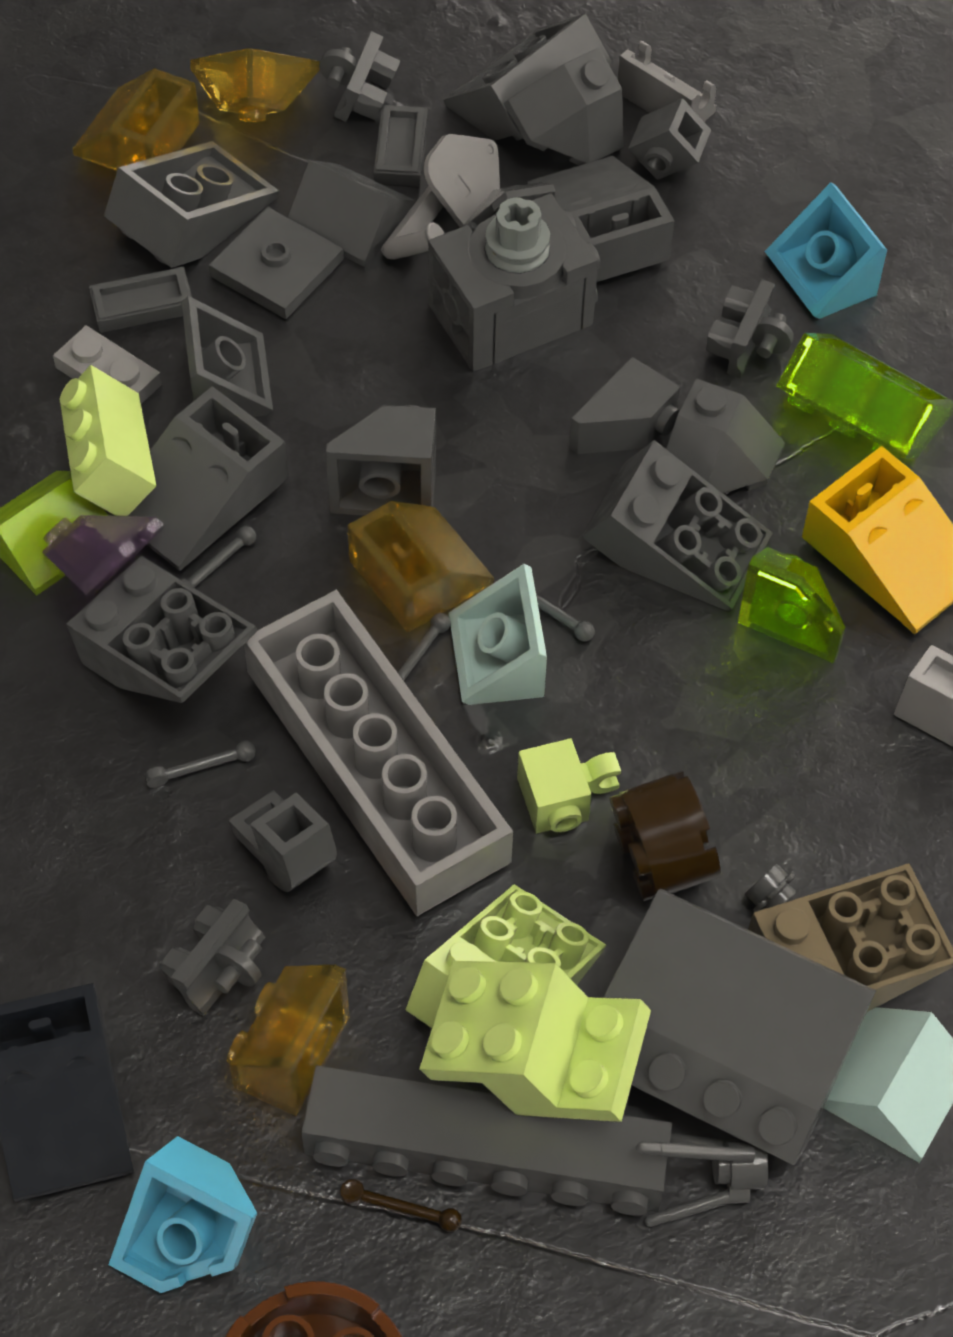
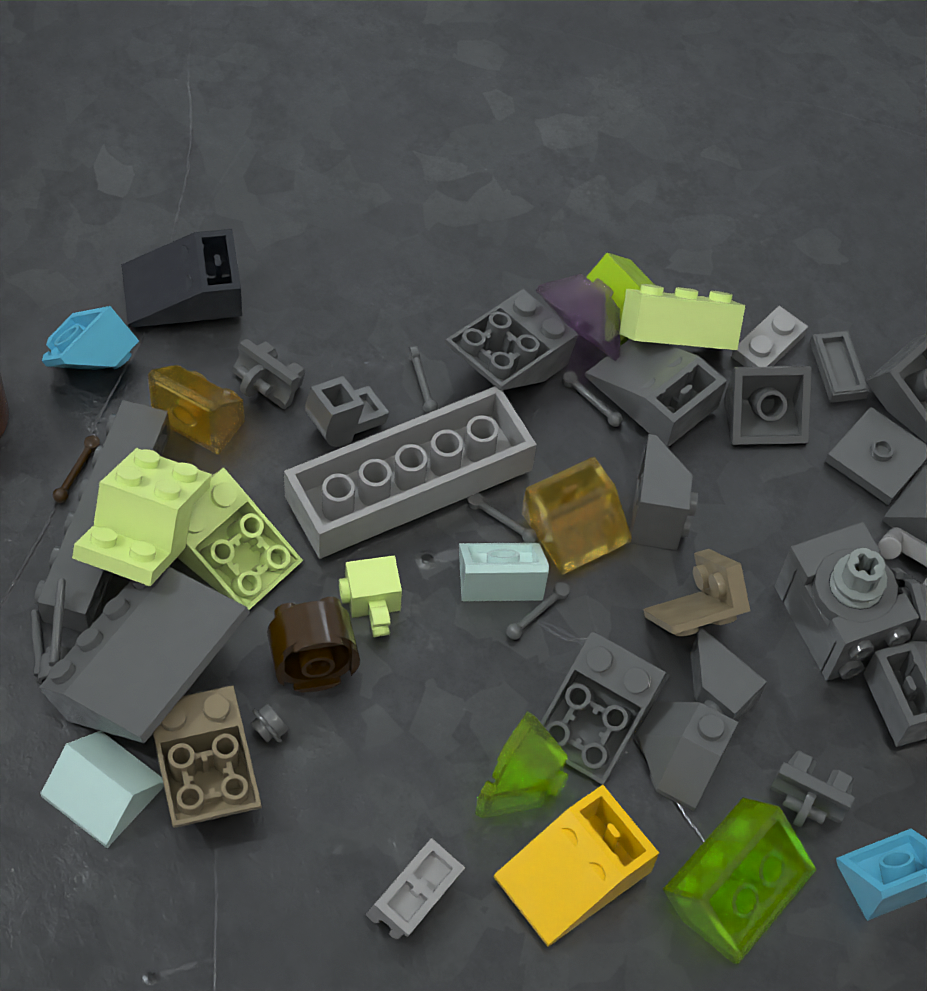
camera: 90 degrees right, 0 degrees up
(531, 419) = (718, 603): none -> dark tan bracket

